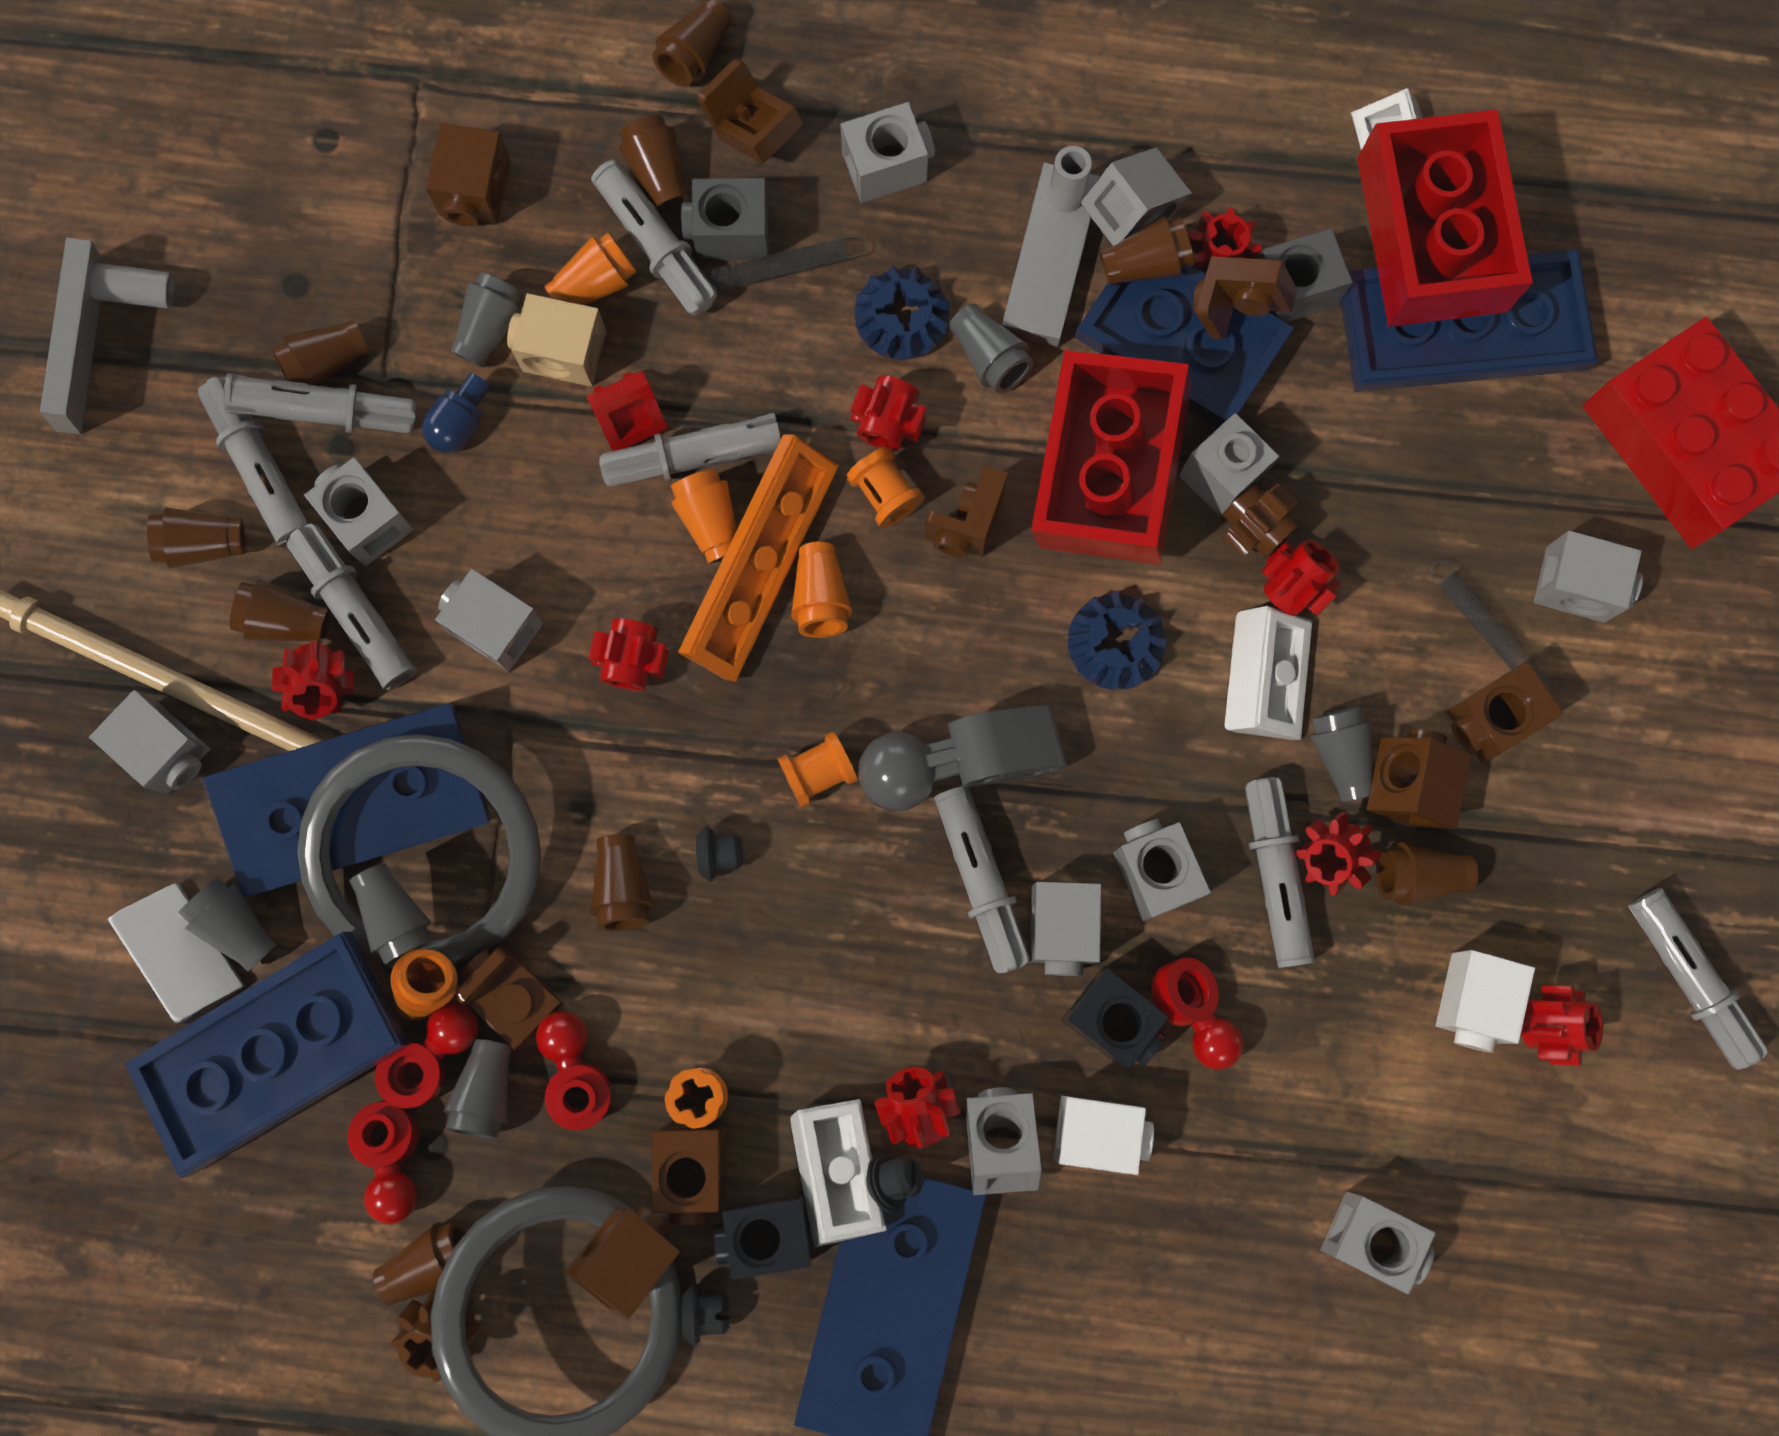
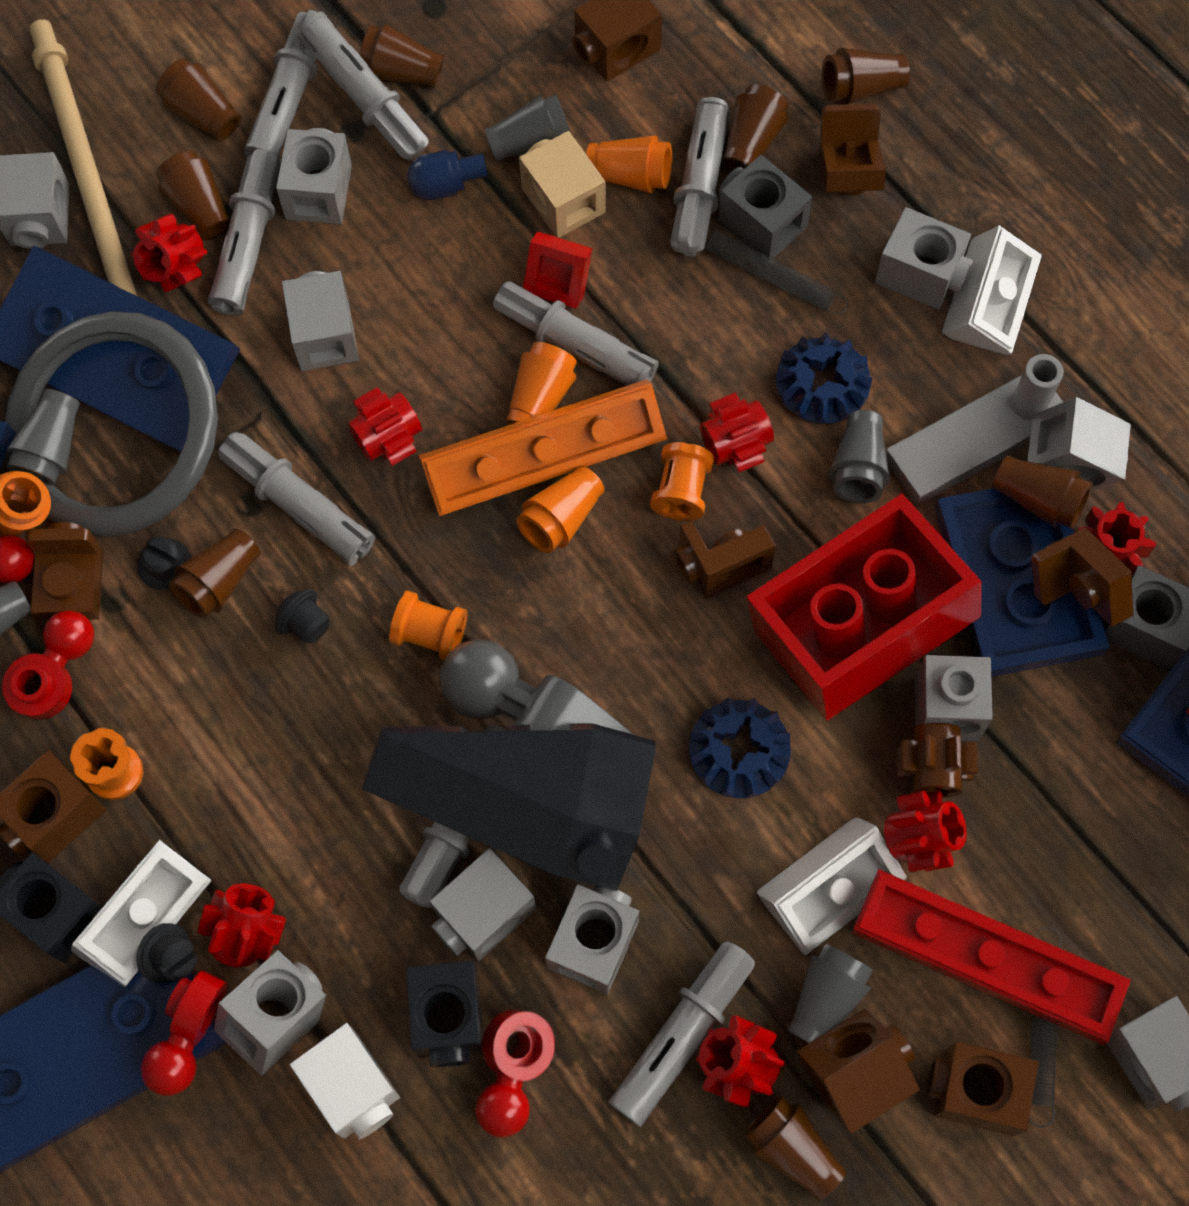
camera: 50 degrees right, 10 degrees down
(568, 915) = (158, 561): none -> black piece
(615, 771) = (309, 508): none -> light grey axle
(962, 138) = (994, 293): none -> white slope
(976, 1248) = (193, 1005): none -> red plate
(1043, 811) = (541, 795): none -> black wedge
(1423, 621) = (992, 957): none -> red tile

